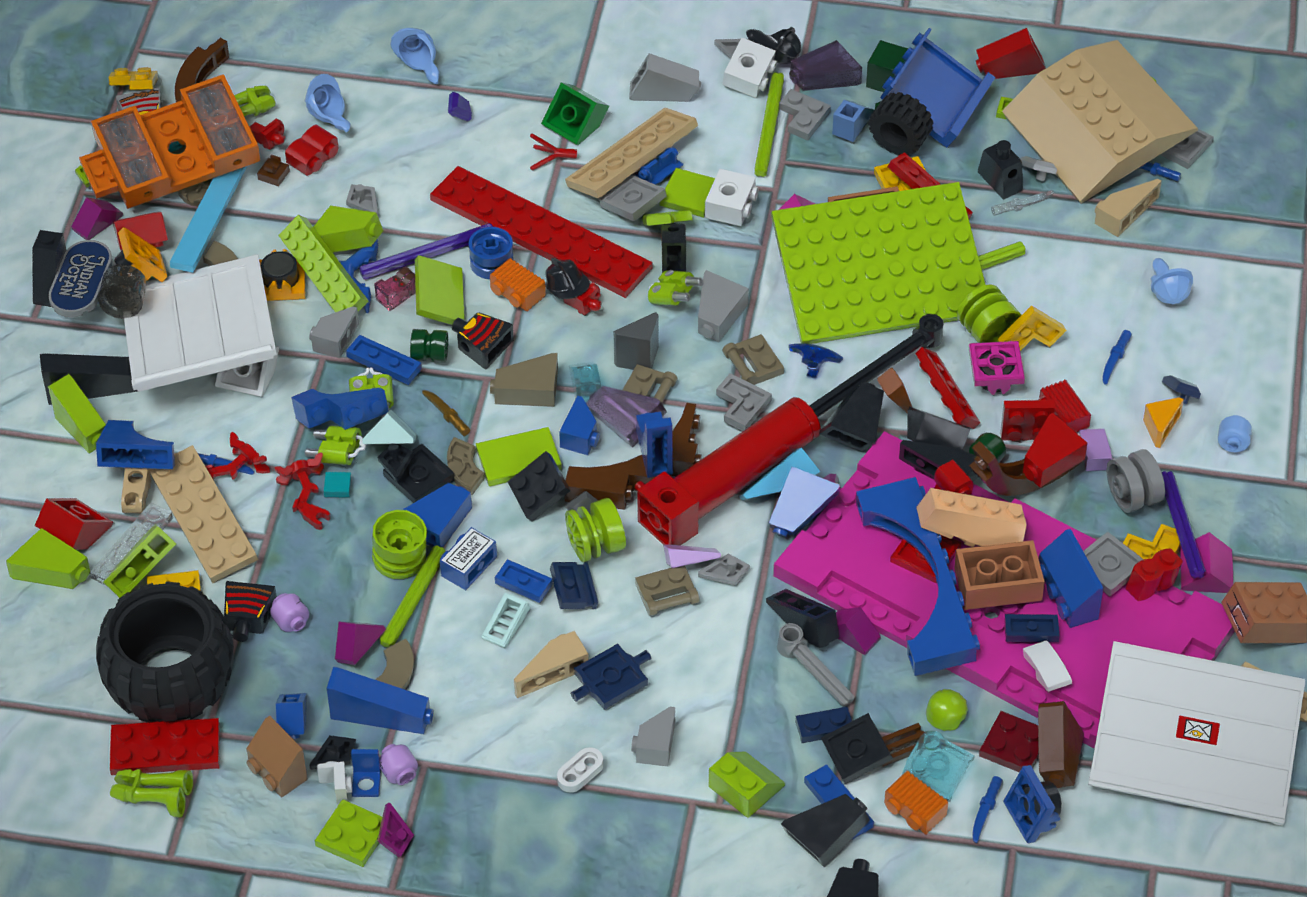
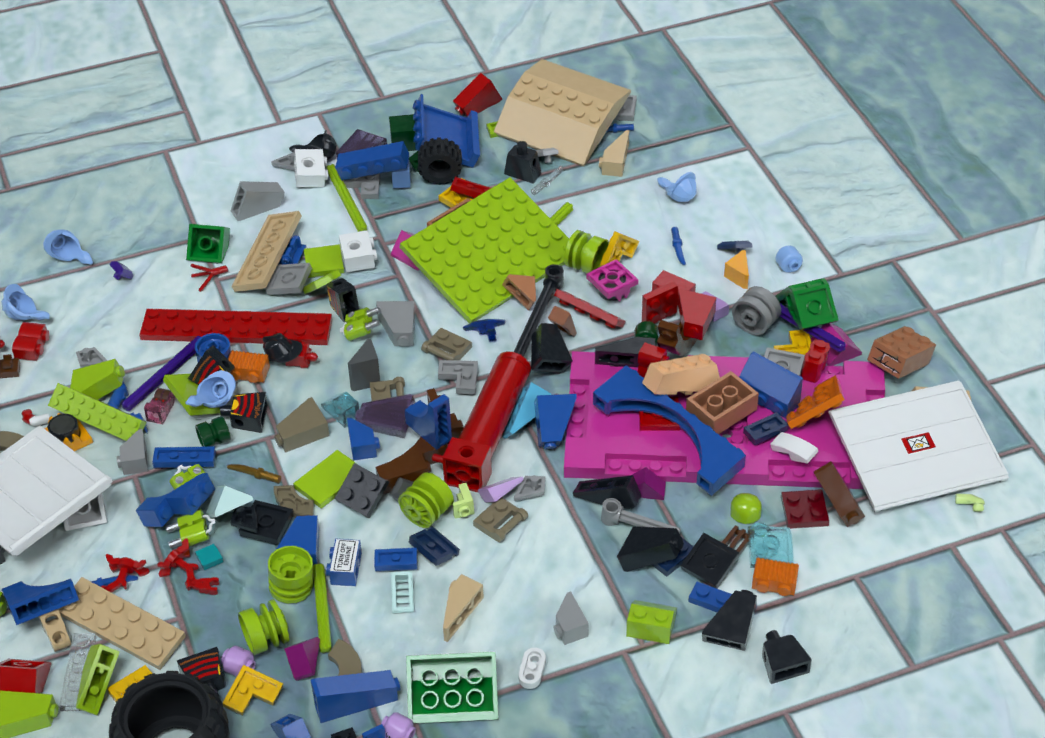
camera: 30 degrees left, 5 degrees down
(259, 243) = (34, 420): none -> arm
(281, 642) = (250, 684): none -> yellow plate
(336, 588) = (261, 627): none -> lime wheel
(454, 298) = (214, 390): none -> light blue piece
(473, 274) = (209, 363): none -> black torso
(482, 749) = (452, 687): none -> slope
(611, 676) = (505, 594): dark blue plate -> none
(639, 555) = (464, 504): none -> yellowish green bracket
(797, 700) = (649, 547): none -> black slope
(819, 90) = (372, 160): none -> blue brick
(882, 327) = (522, 289): none -> nougat slope
(935, 430) = (604, 334): black slope -> none
(986, 804) = (818, 556): blue piece -> none
(1033, 804) = (852, 538): blue piece -> none
(1109, 626) = (826, 396): none -> orange plate
(1198, 503) = (809, 303): none -> green bracket
(1215, 825) = (978, 503): none -> yellowish green arm

